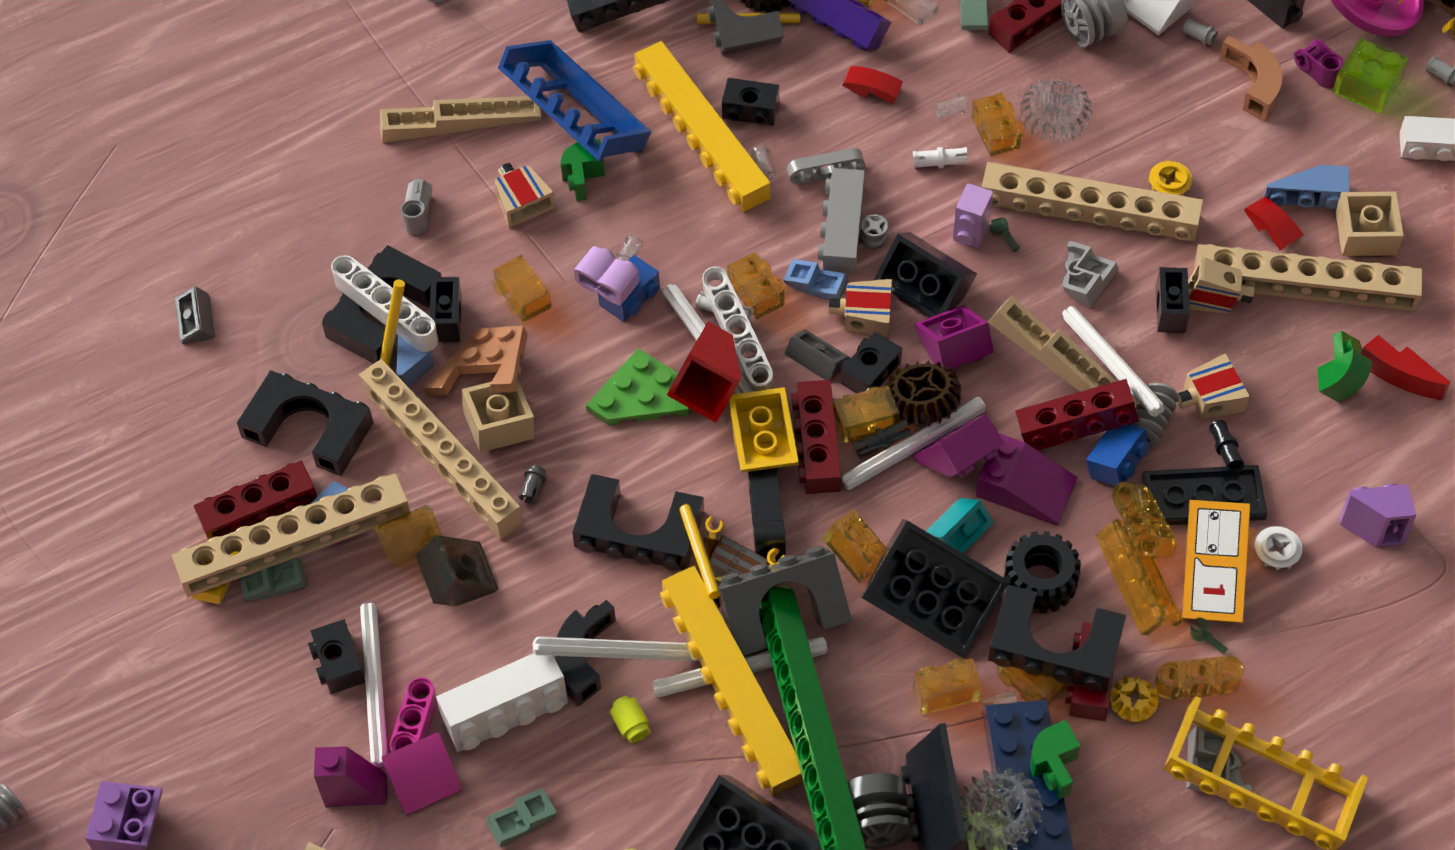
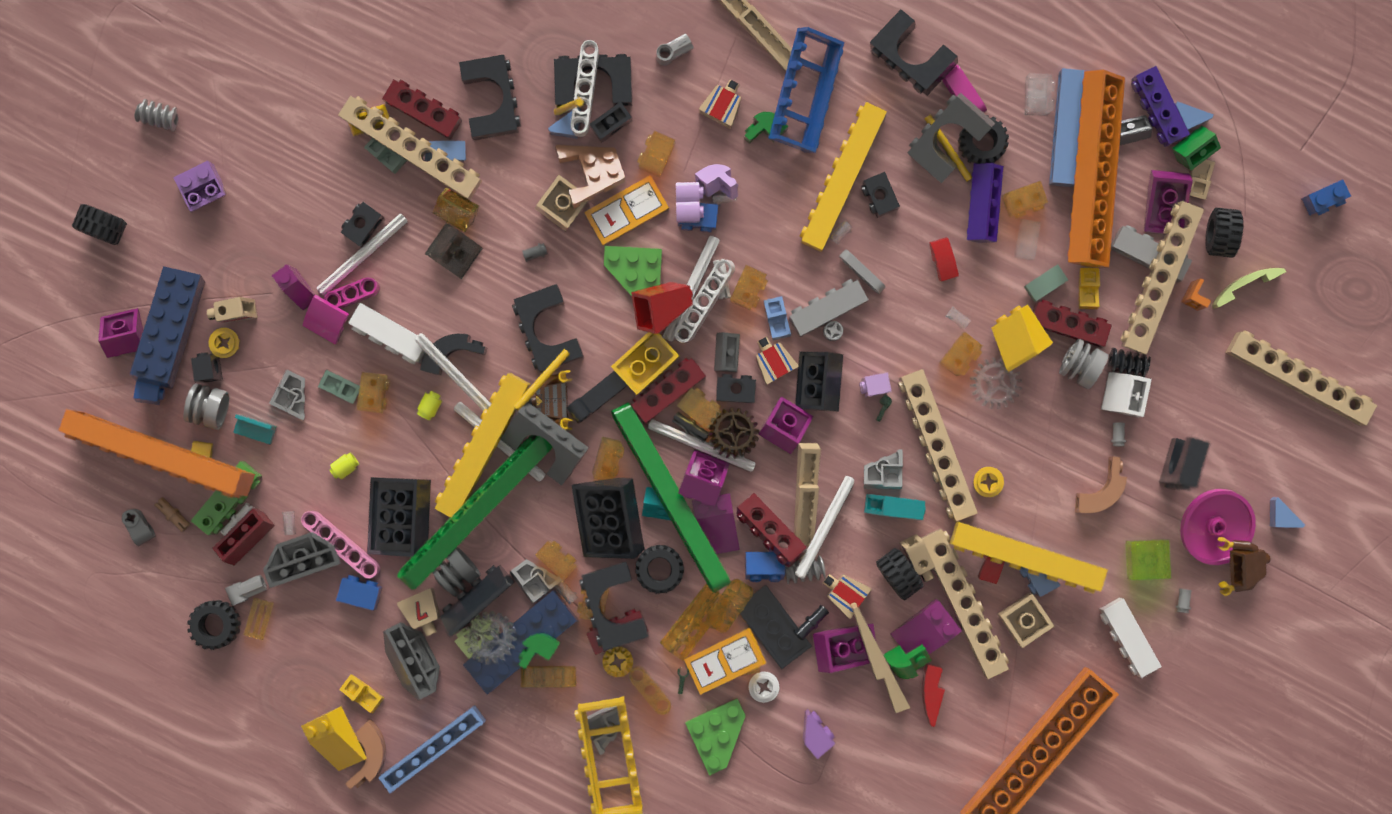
camera: 55 degrees right, 30 degrees up
(441, 449) = (521, 185): tan brick -> none
(561, 776) = (372, 392): none -> clear yellow brick
(562, 361) = (626, 210): none -> tile
(608, 235) = (717, 178): none -> lavender brick
(940, 157) = (914, 335): white pin -> none
(959, 498) = (671, 500): none -> green beam
(963, 730) = (534, 580): none -> light grey slope
(1018, 50) = (1019, 337): none -> yellow slope
(1100, 791) = (548, 676): none -> clear yellow beam
(1134, 282) = (895, 507): none -> teal slope
(1172, 300) = (892, 536): black brick -> none
(1226, 311) = (899, 574): none -> black tyre
(1283, 430) = (840, 649): none -> magenta slope
(1290, 172) = (1028, 556): none -> yellow brick
(1309, 639) = (717, 734): none -> bright green plate
(1310, 323) = (929, 627): none -> magenta slope
(1321, 63) = (1140, 520): magenta piece -> none
(1323, 395) = (879, 665): none -> tan slope

